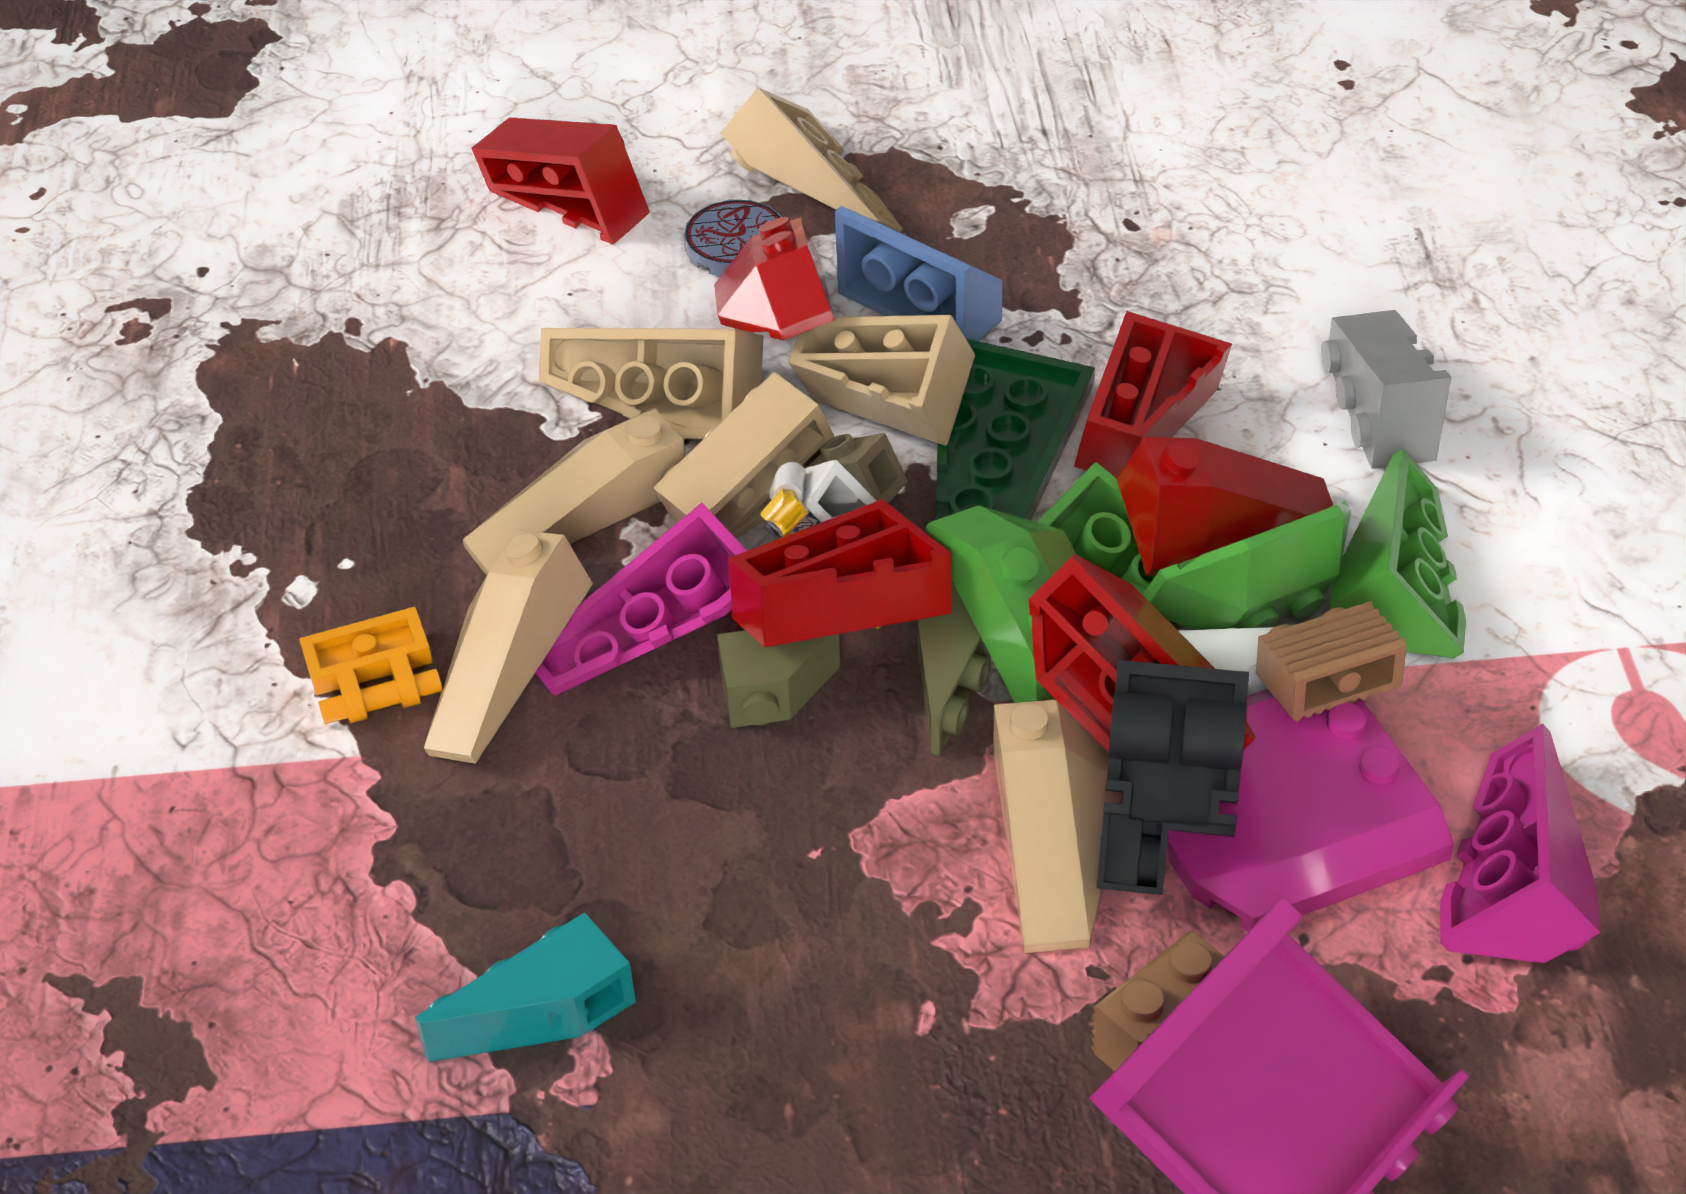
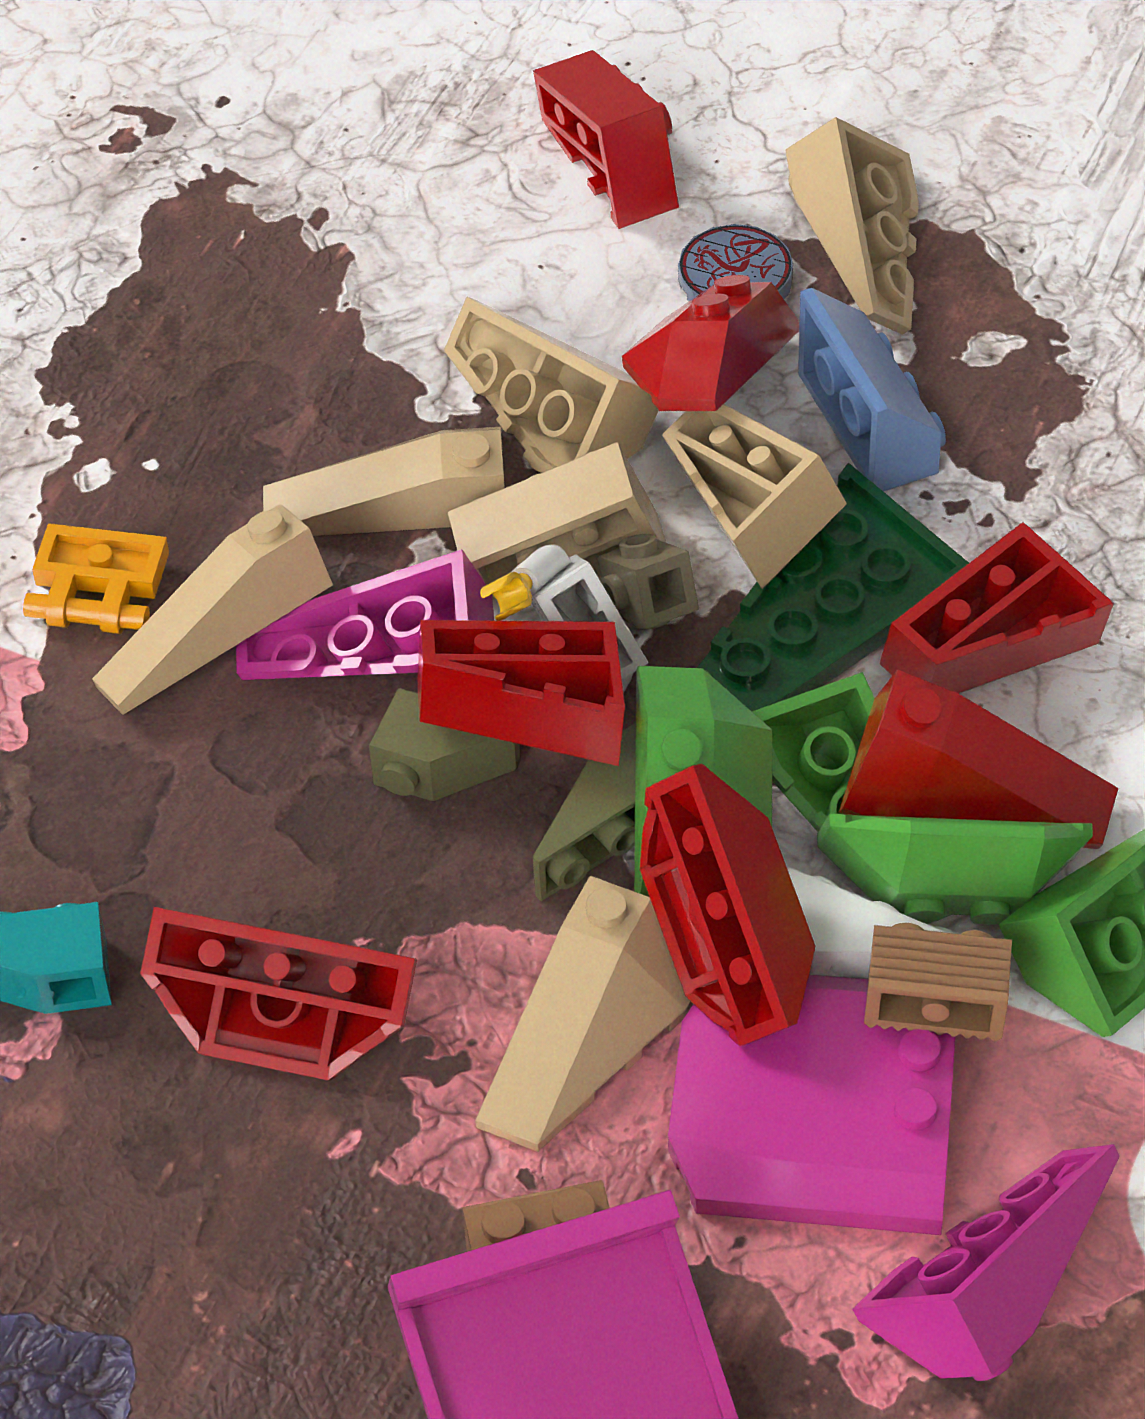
camera: 30 degrees right, 5 degrees up
(795, 916) = (274, 993): none -> red wedge
(1174, 760) = (687, 1016): black plate -> none

